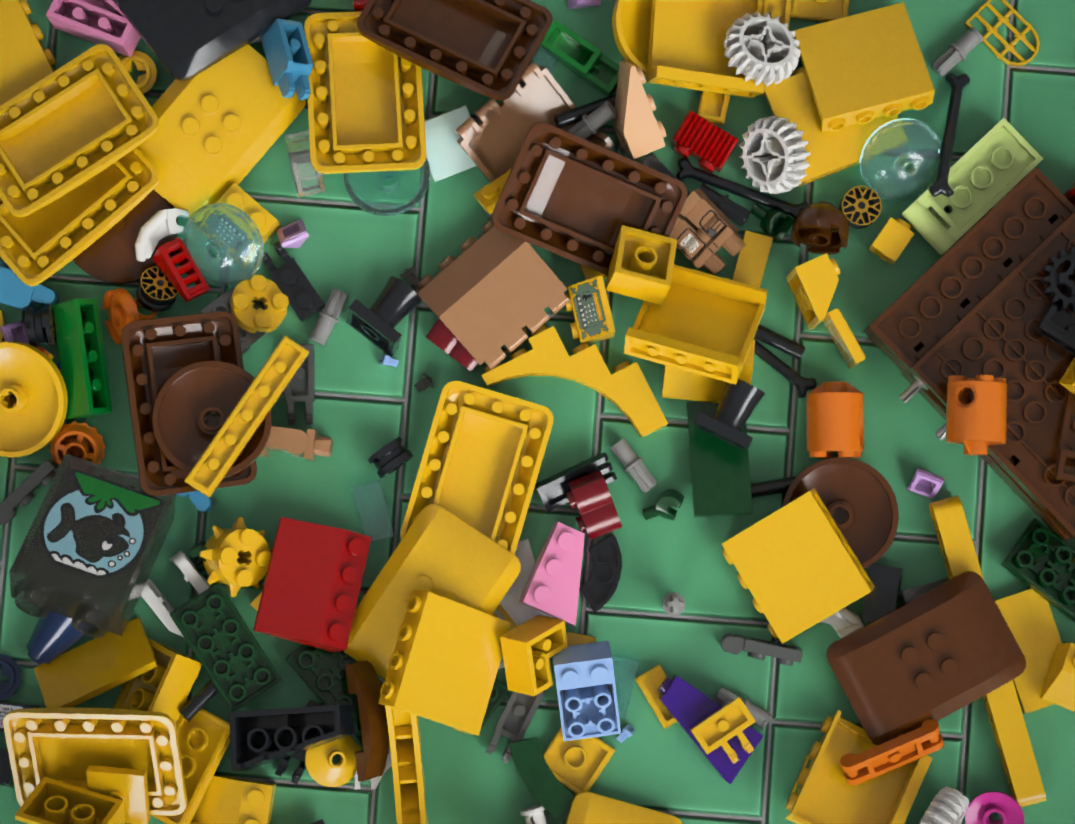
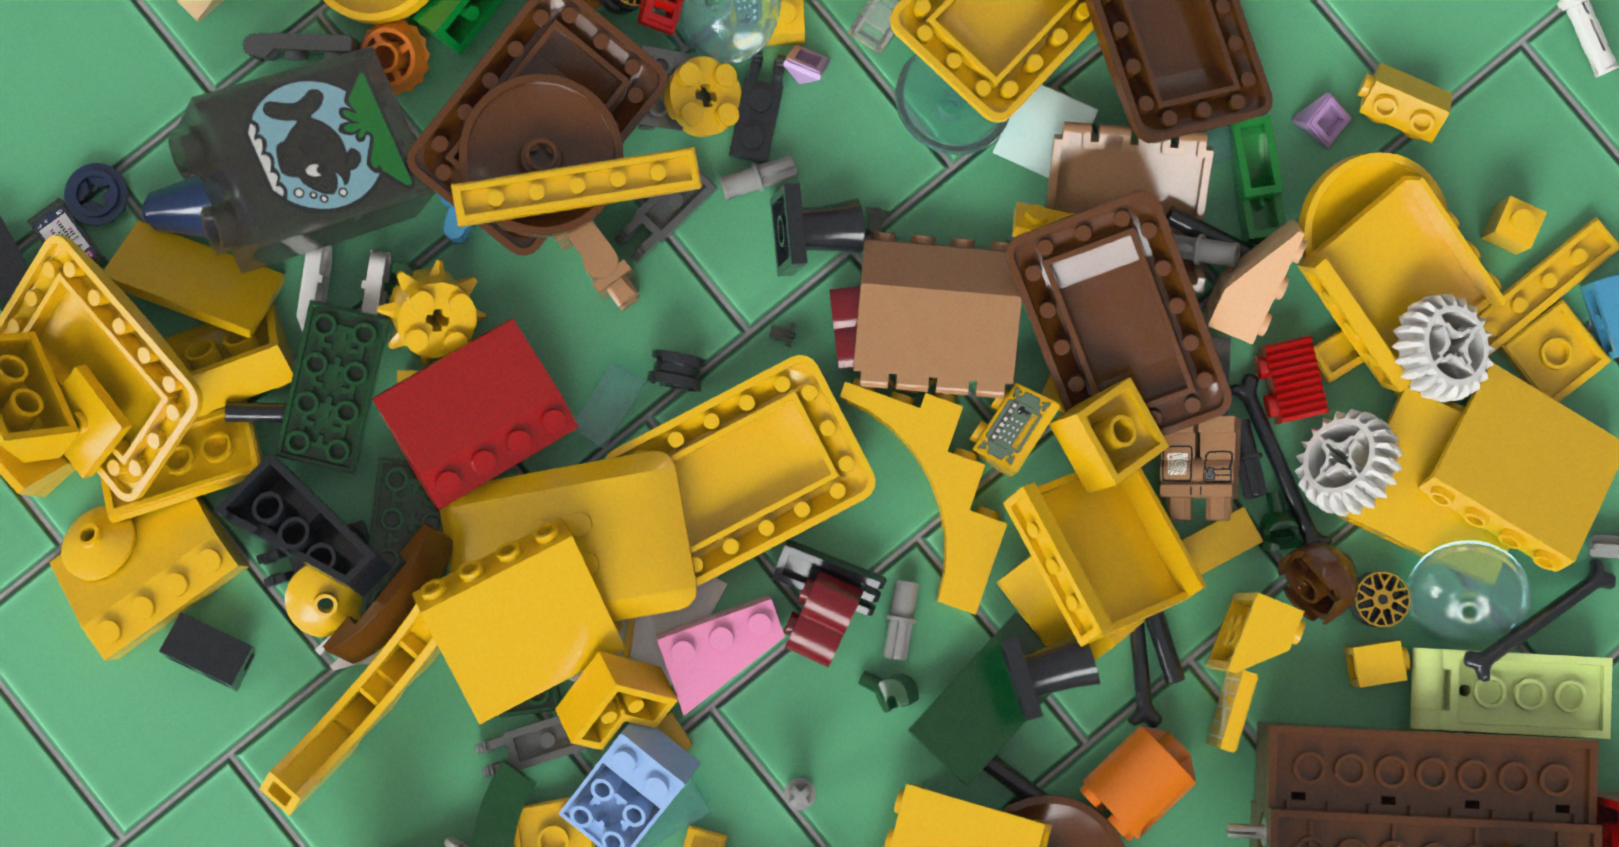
camera: 45 degrees right, 0 degrees up
(386, 360) = (769, 274): light blue piece -> none
(604, 574) = (766, 694): black tile -> none

